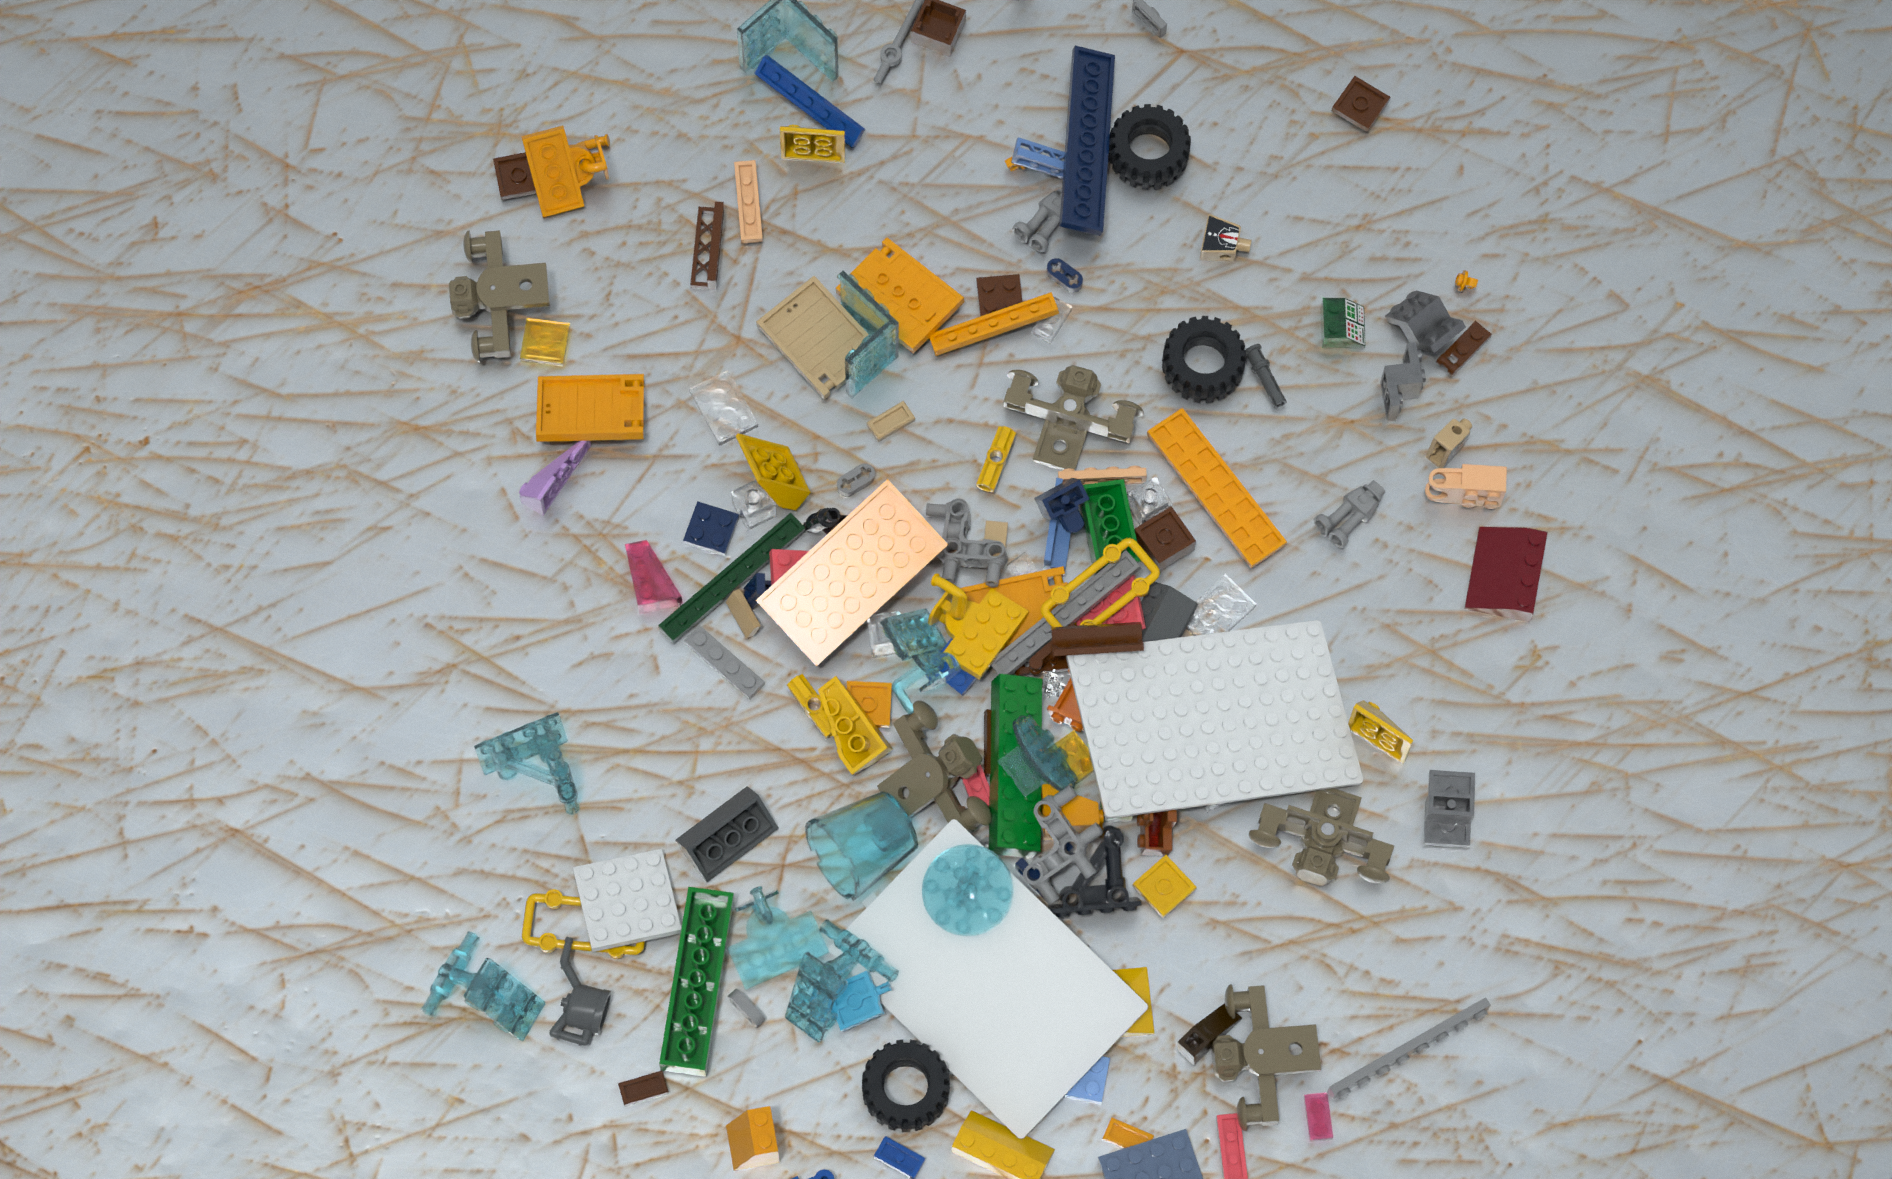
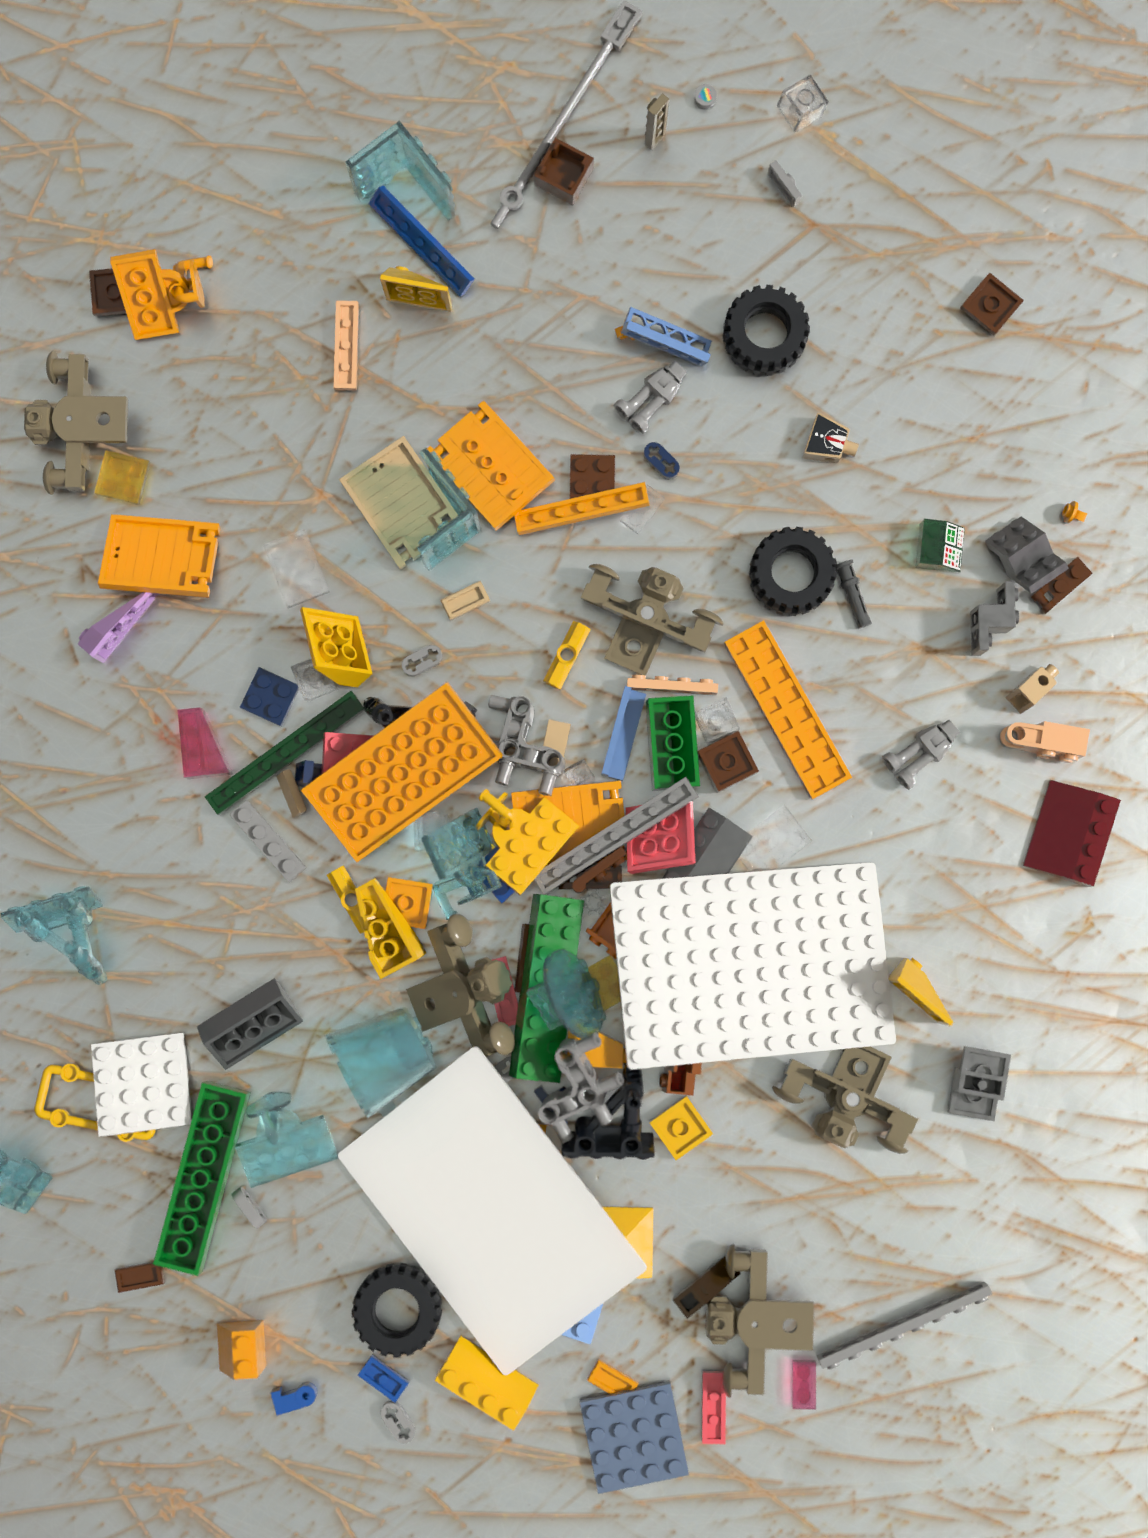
camera: 10 degrees right, 15 degrees up
(583, 1008) = (87, 1190): dark grey piece -> none
(714, 244) = (302, 411): reddish brown fence -> none
(822, 983) = (318, 1207): clear light blue plate -> none
(859, 1001) = (357, 1215): medium azure plate -> none
(967, 890) = (480, 1124): clear light blue bracket -> none
(1063, 503) = (627, 718): dark blue brick -> none
(1087, 141) = (702, 319): dark blue plate -> none
(1097, 639) = (643, 871): reddish brown fence -> none
(1111, 555) = (637, 856): yellow bar -> none

